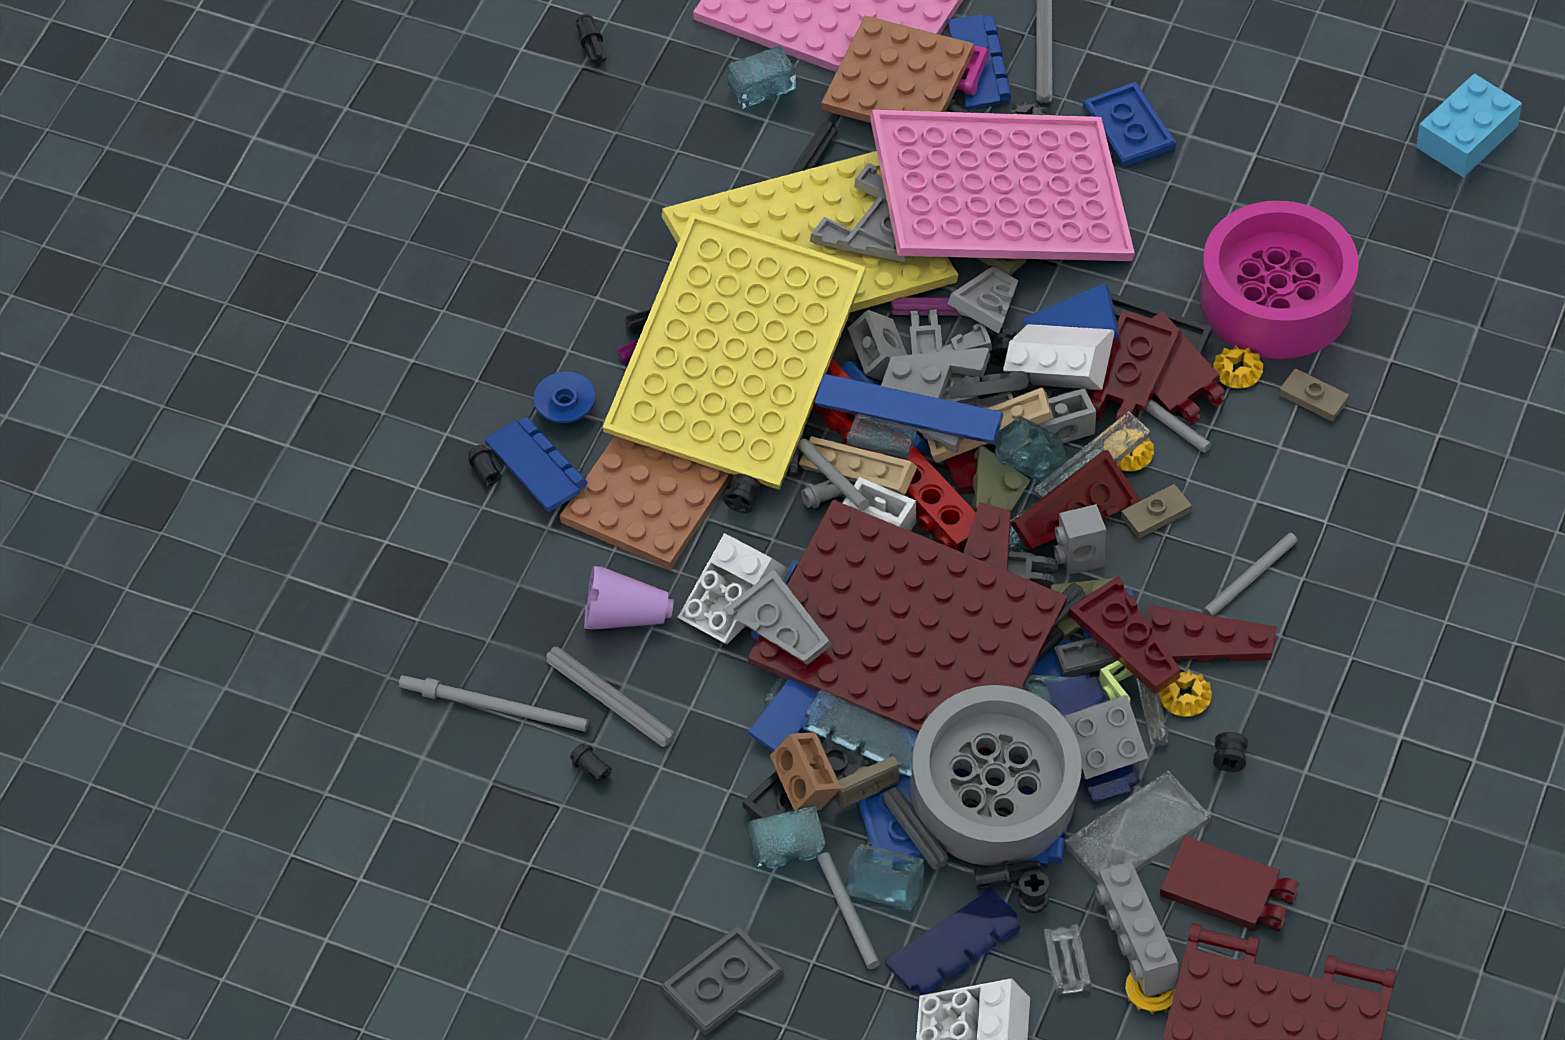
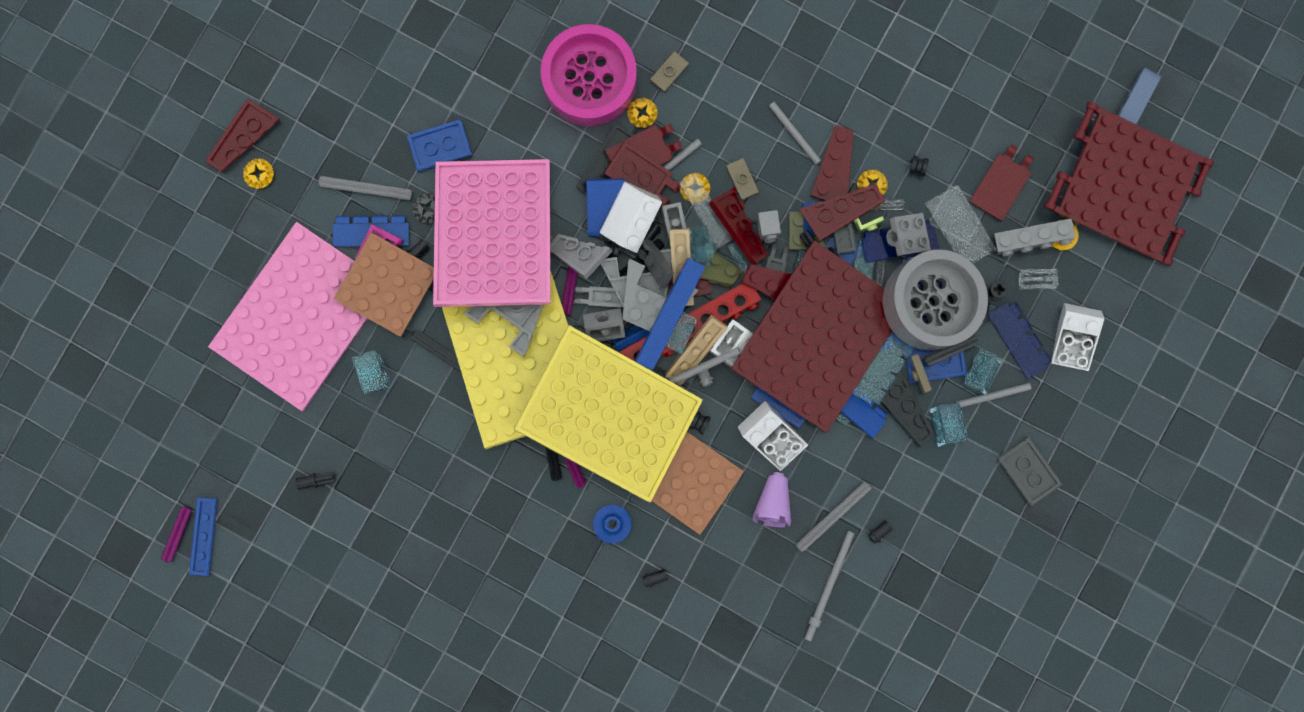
camera: 85 degrees left, 30 degrees up
(536, 463) = (666, 545): blue windscreen -> none
(780, 618) = (809, 411): light grey wing -> none
(805, 771) = (916, 408): medium nougat brick -> none

